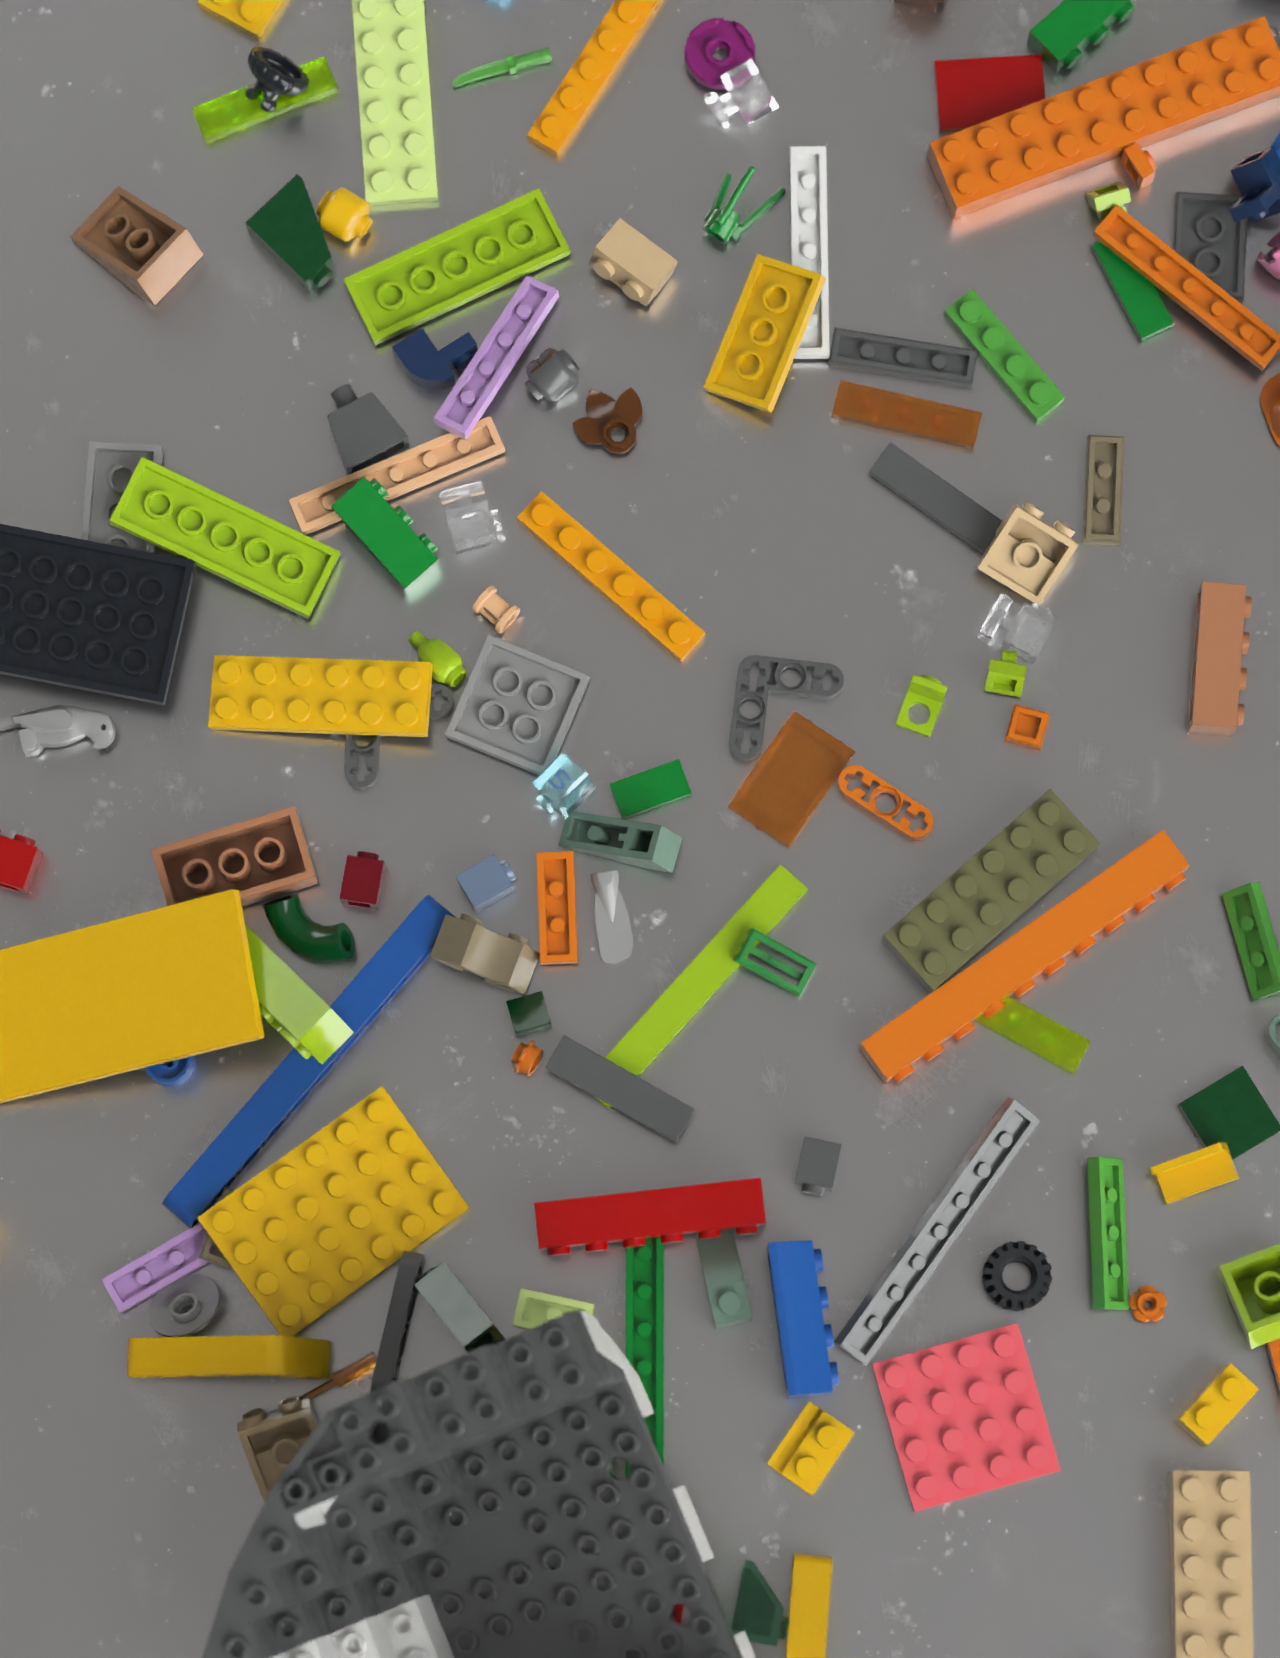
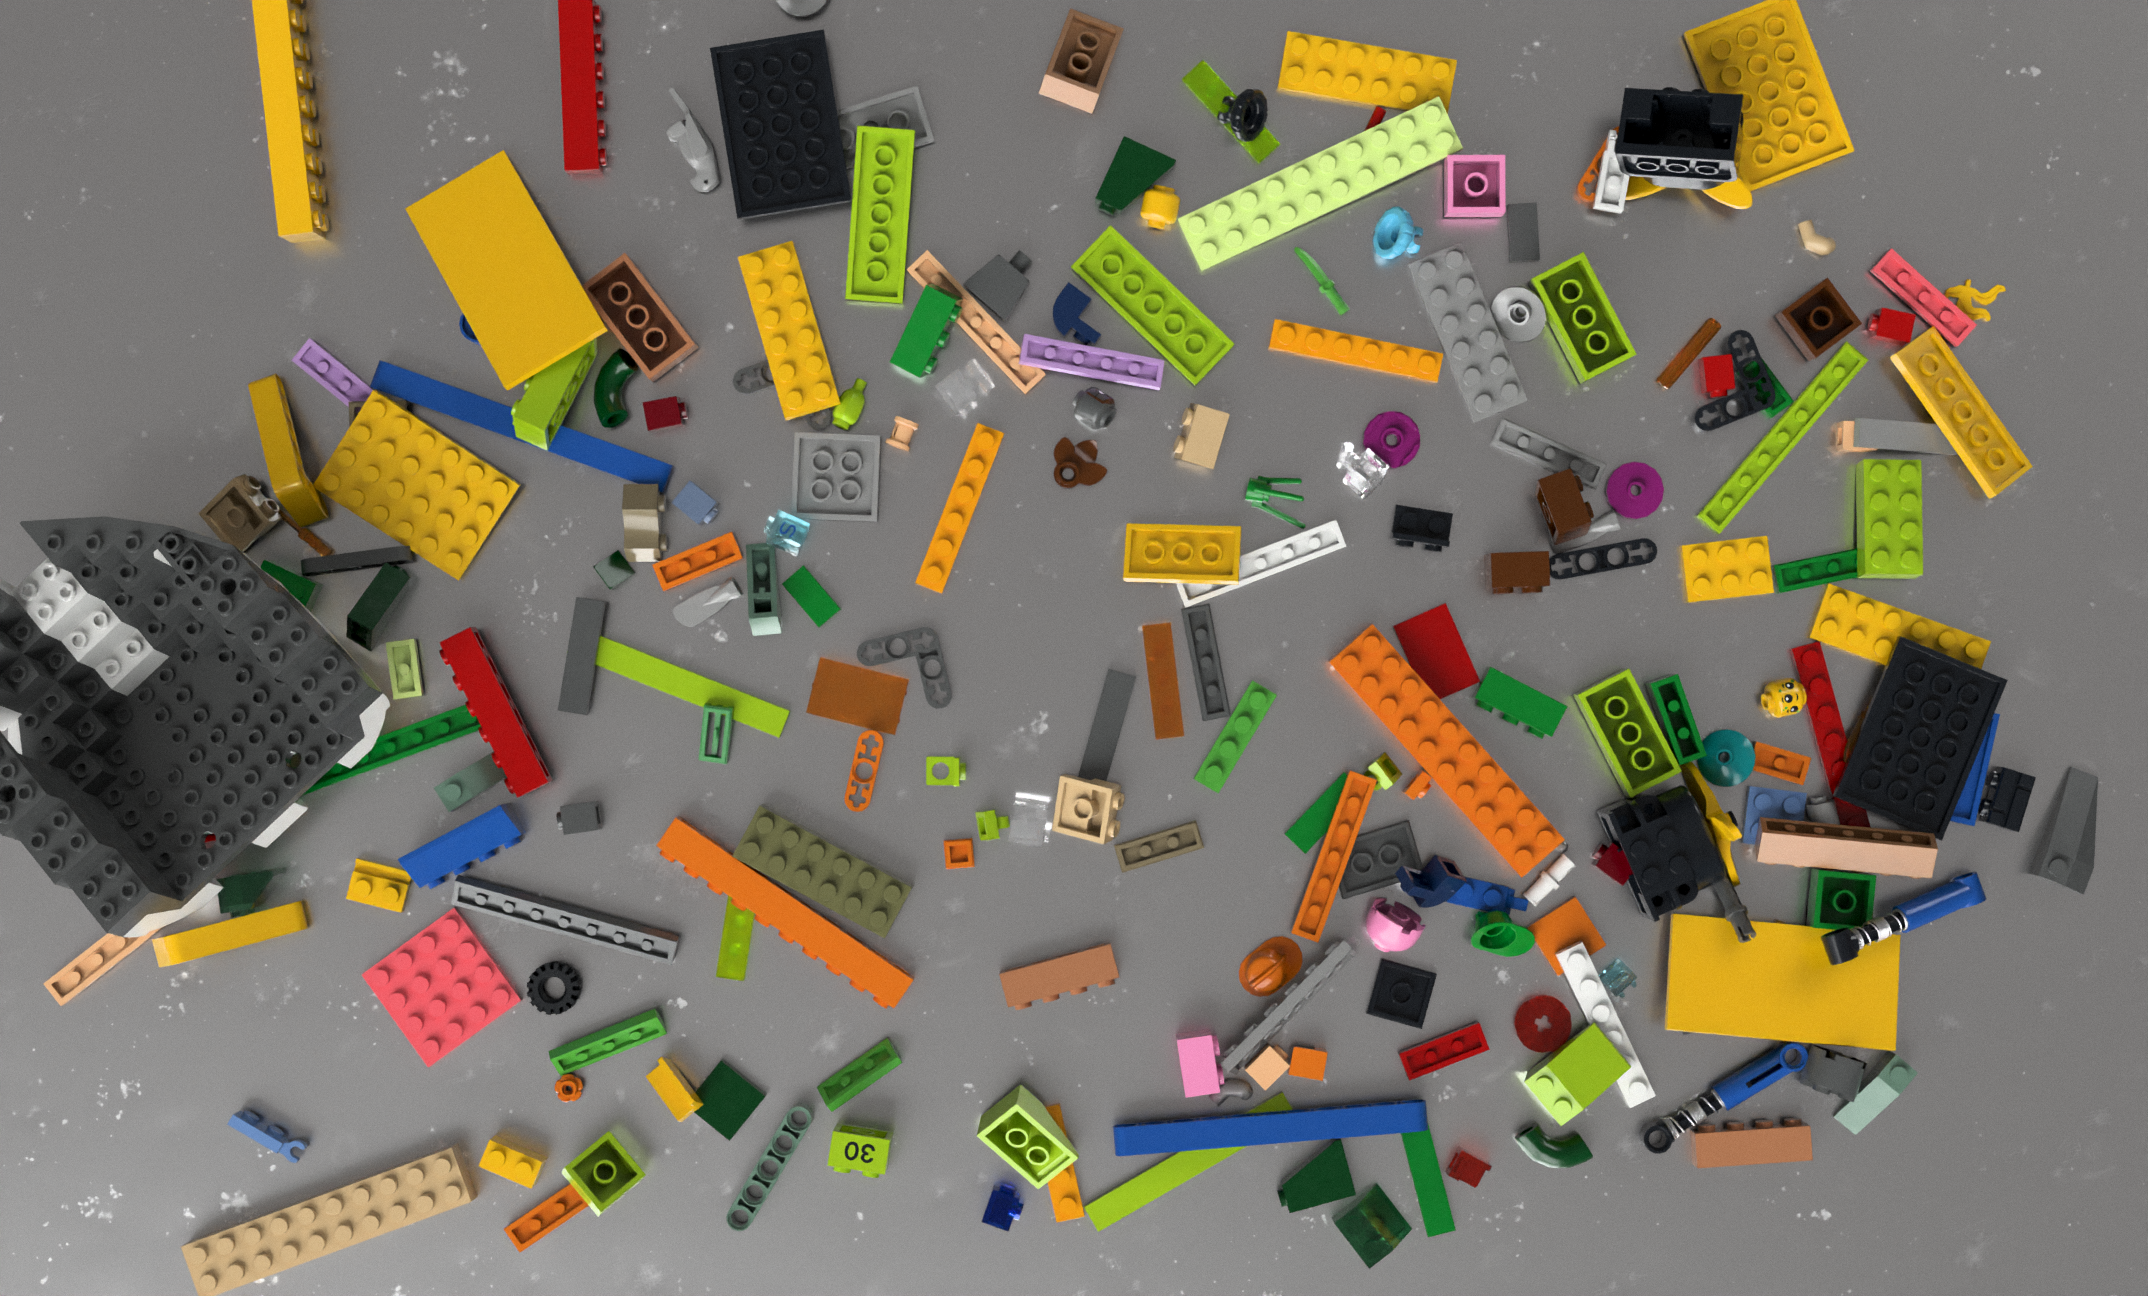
camera: 60 degrees right, 10 degrees up
(184, 1306) = (311, 395): light grey dish -> none
(526, 1058) = (581, 580): orange plate -> none
(835, 56) = (1421, 527): none -> black bracket

